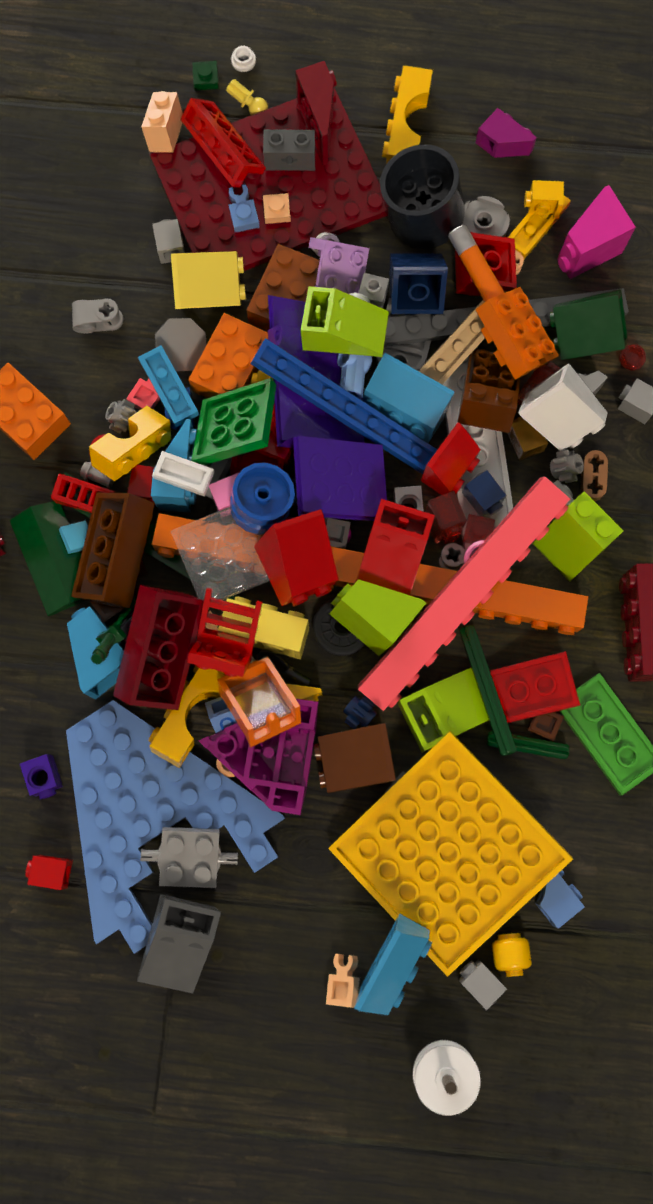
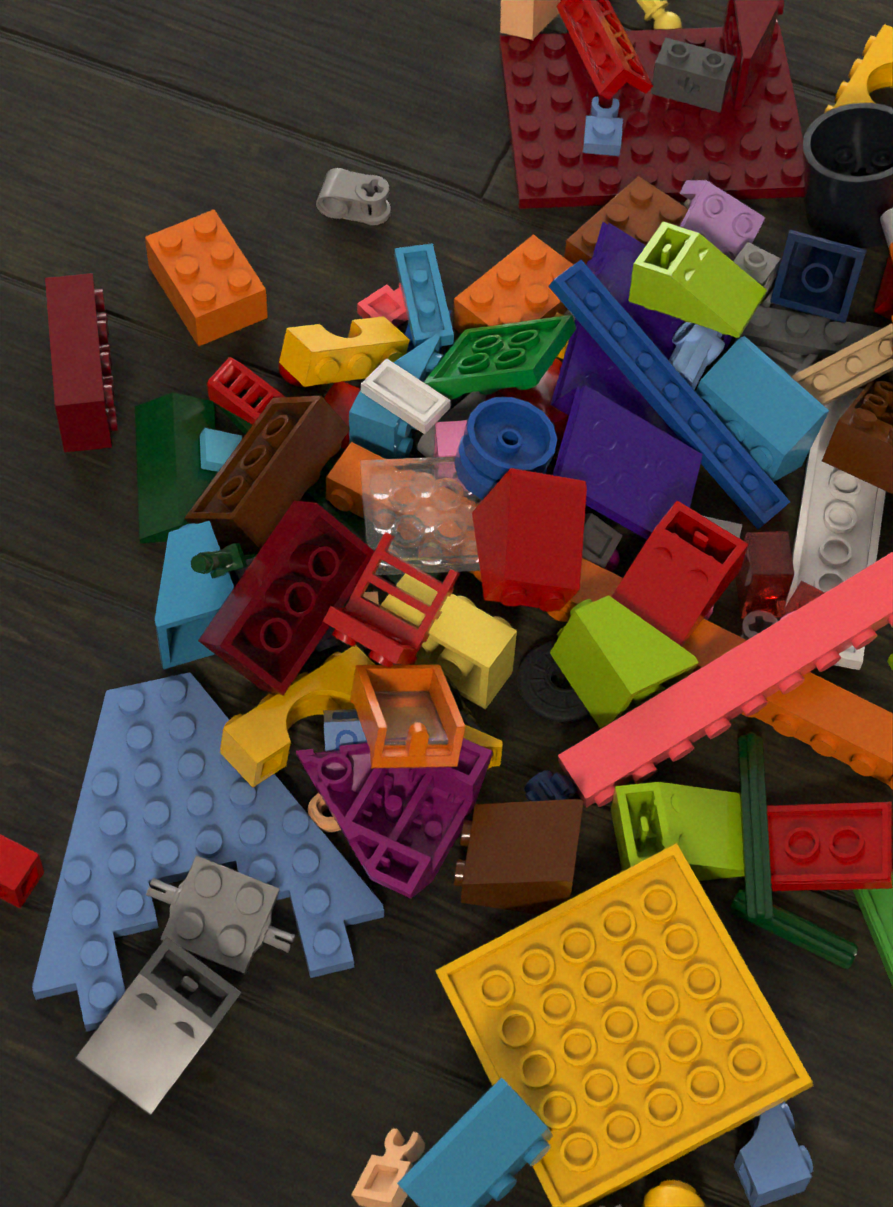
camera: 15 degrees right, 20 degrees down
(31, 770) = (43, 722): dark purple brick -> none
(90, 473) = (274, 376): light grey pin -> none
(119, 414) = (339, 316): light grey gear -> none
(168, 239) = (488, 139): light grey brick -> none
(182, 342) = (461, 256): light grey piece -> none
(207, 279) = (524, 190): light yellow slope -> none
(276, 208) = (651, 139): light nougat plate -> none
(451, 462) = (797, 496): red slope -> none
(484, 494) = (831, 557): dark blue brick -> none
(546, 725) = (831, 909): reddish brown tile -> none

